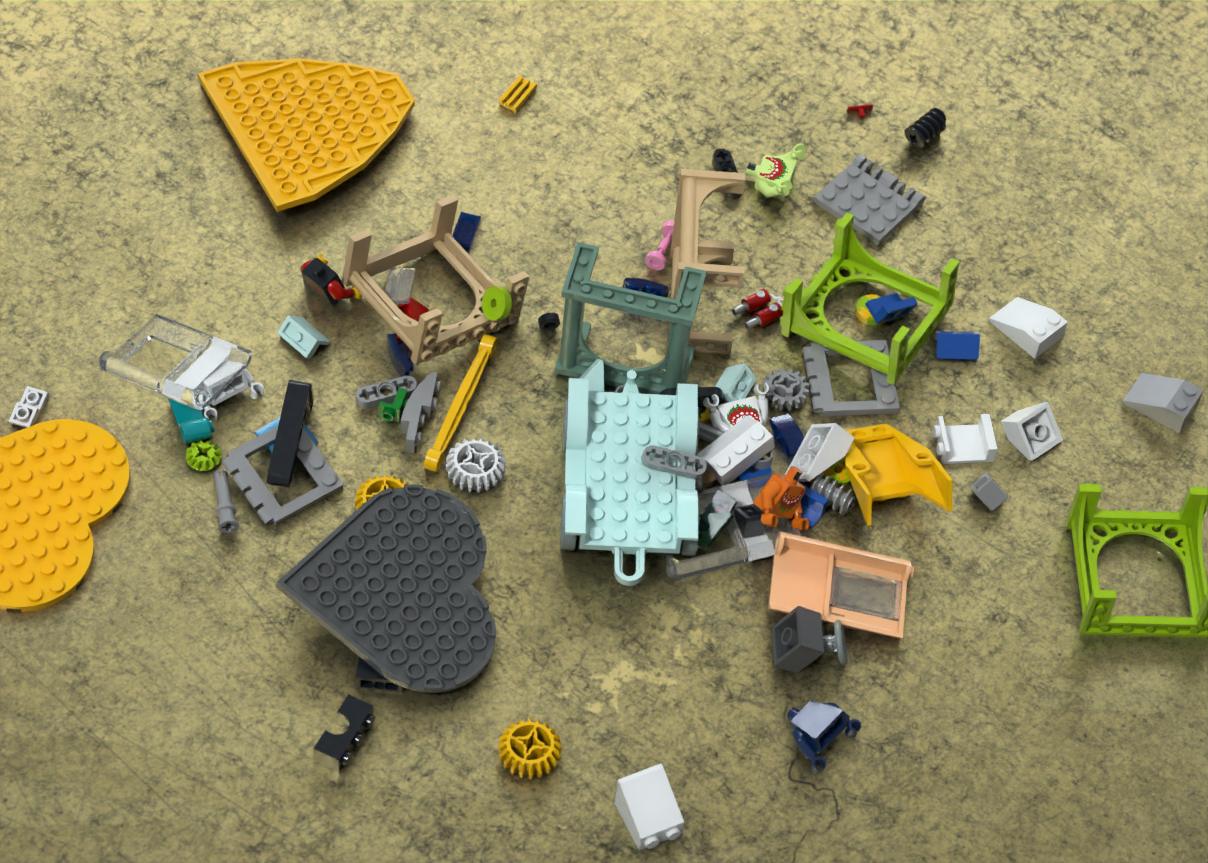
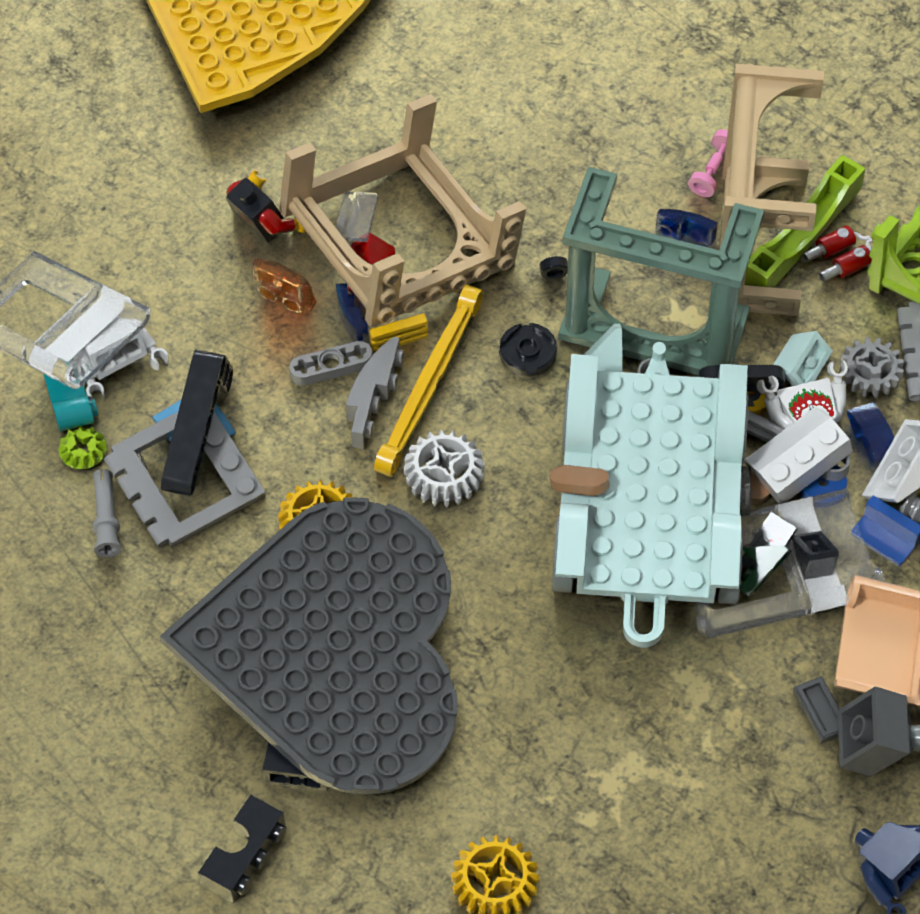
camera: 10 degrees right, 5 degrees up
(302, 335) = (224, 283): light aqua panel -> none
(347, 333) = (285, 282): none -> clear orange slope
(393, 411) = (339, 391): green bracket -> none
(444, 366) = (407, 330): none -> yellow tile
(466, 230) = (451, 139): clear blue tile -> none
(496, 303) = (482, 244): lime piece -> none
(532, 380) = (528, 349): none -> black tile
(578, 467) = (579, 480): none -> medium nougat tile
(659, 452) = (731, 486): light grey beam -> none
(716, 309) = (780, 254): none -> lime arch
(729, 165) = (807, 54): black beam -> none
(757, 627) = (819, 708): none -> dark grey tile
(776, 173) = (871, 64): yellowish green torso -> none
(782, 499) = (860, 527): orange torso -> none

